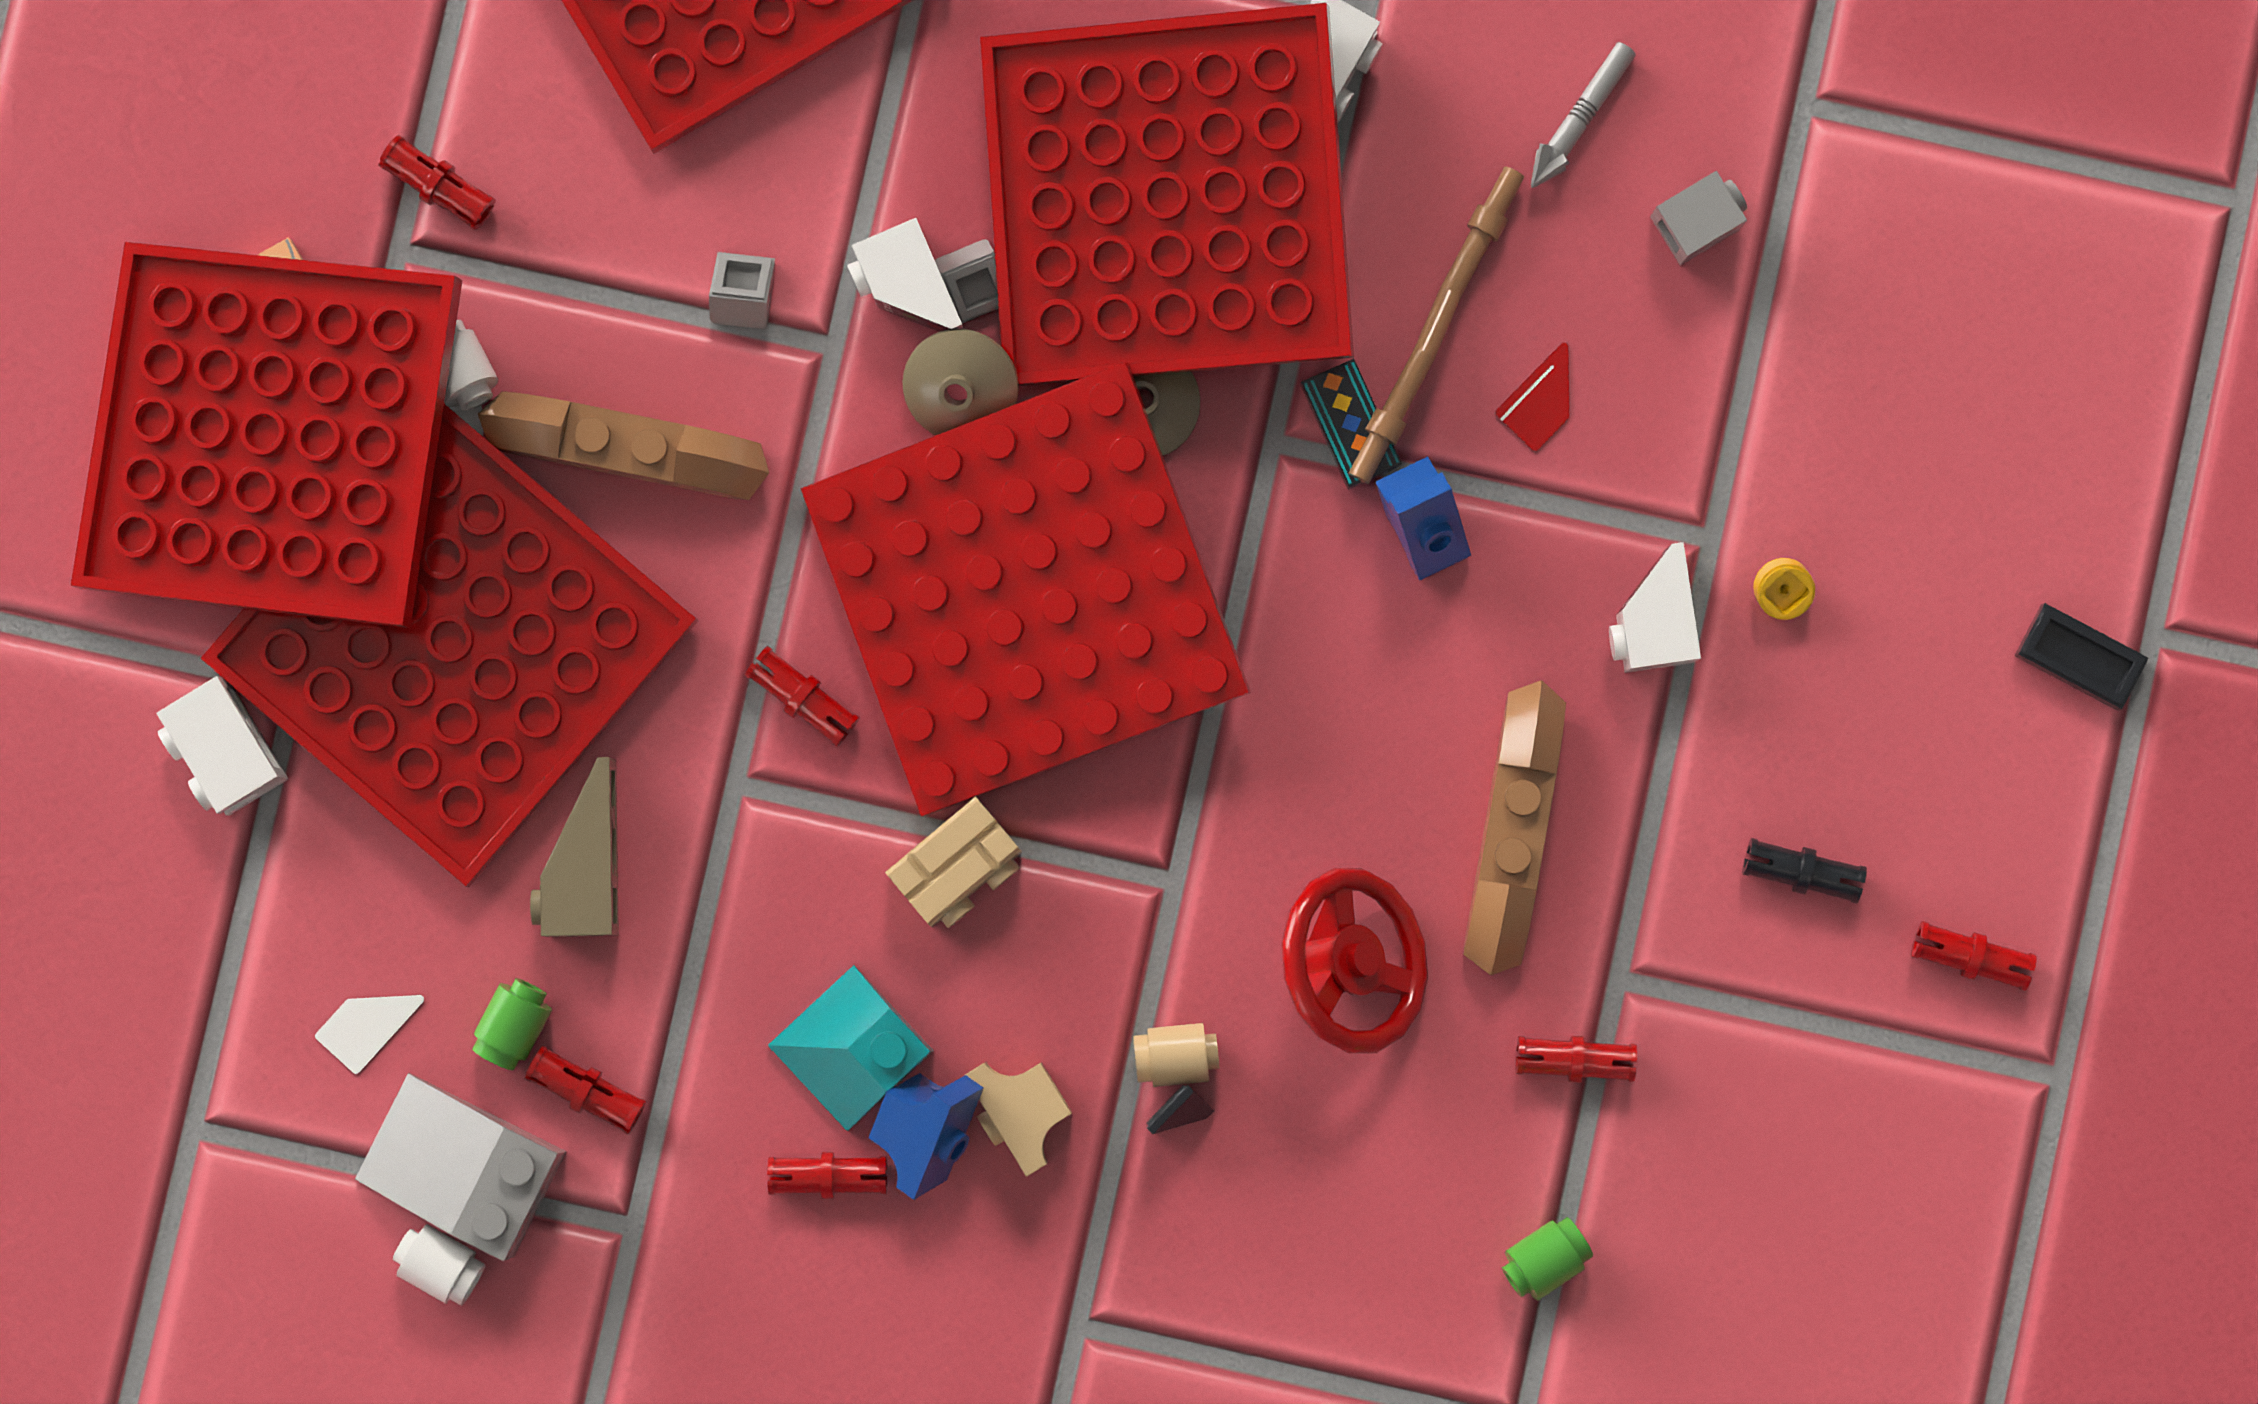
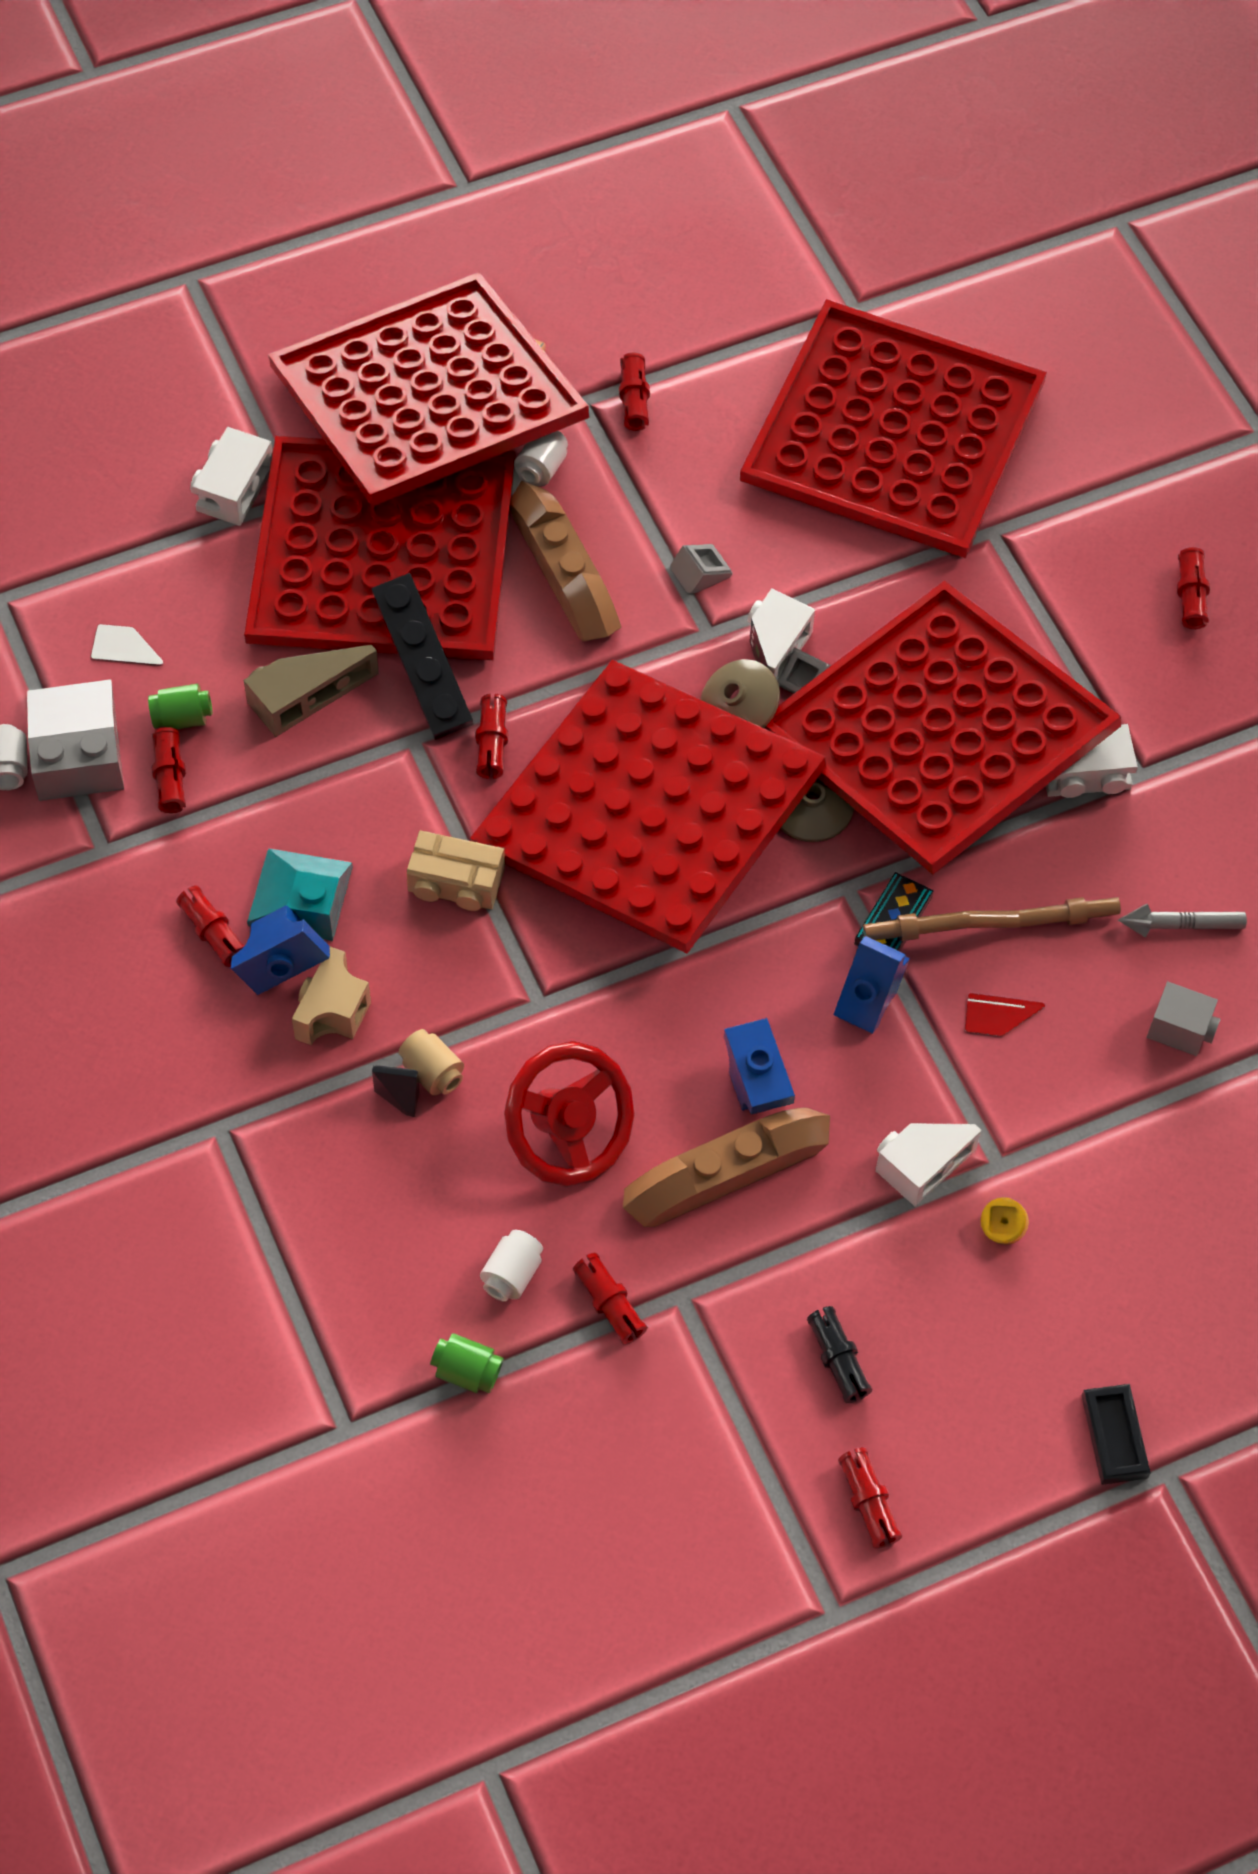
camera: 50 degrees right, 25 degrees down
(646, 705) = (422, 656): none -> black plate
(1442, 719) = (757, 1067): none -> blue brick
(1472, 1137) = (511, 1265): none -> white brick

